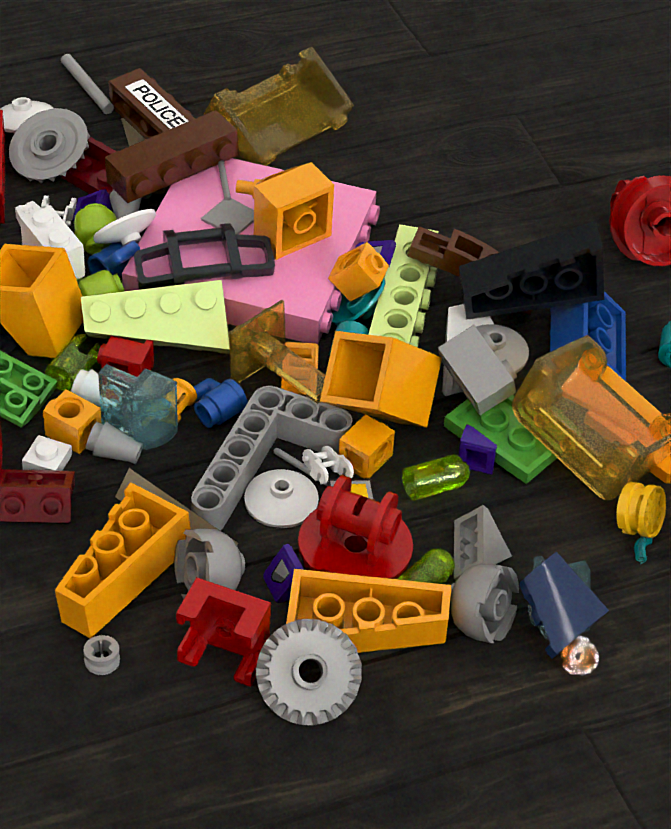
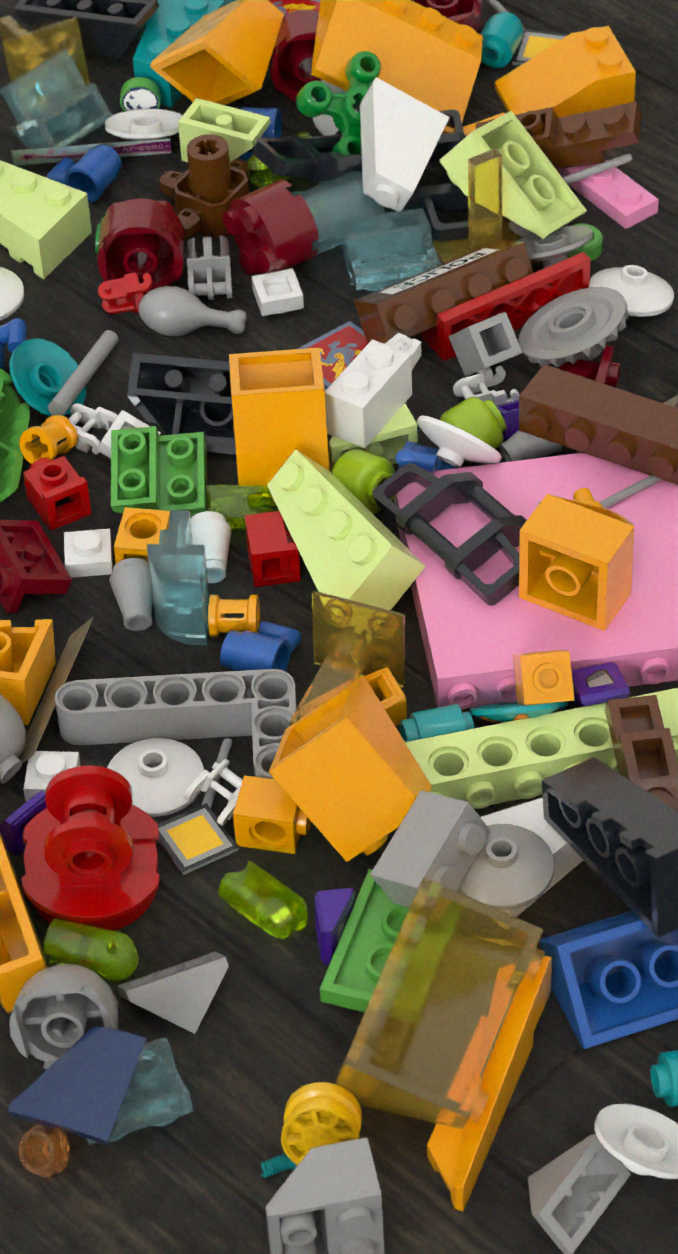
camera: 70 degrees right, 0 degrees up
(28, 184) = (485, 344): none -> light grey brick
(254, 547) = (44, 767): none -> white plate

